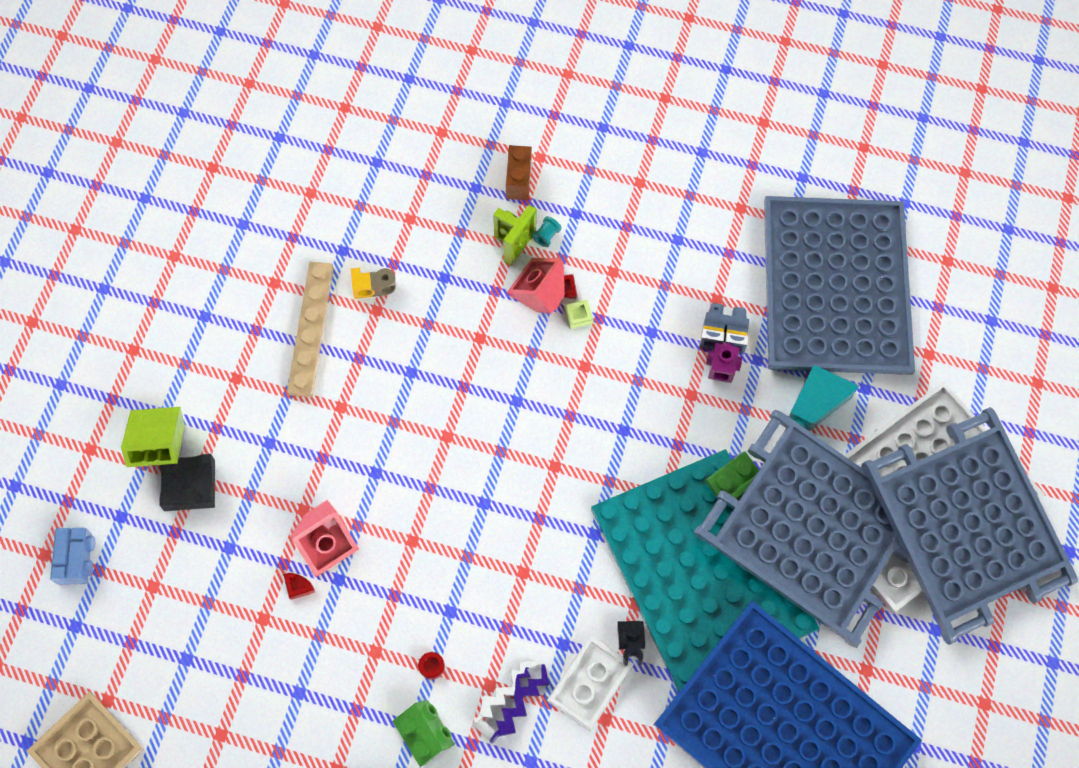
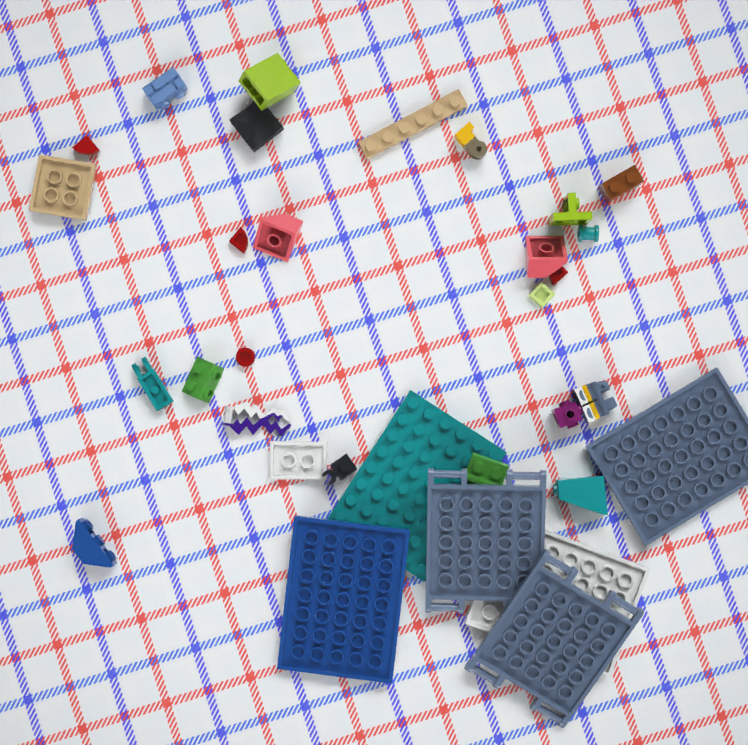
camera: 65 degrees right, 20 degrees up
(62, 690) = (86, 146): none -> red tile

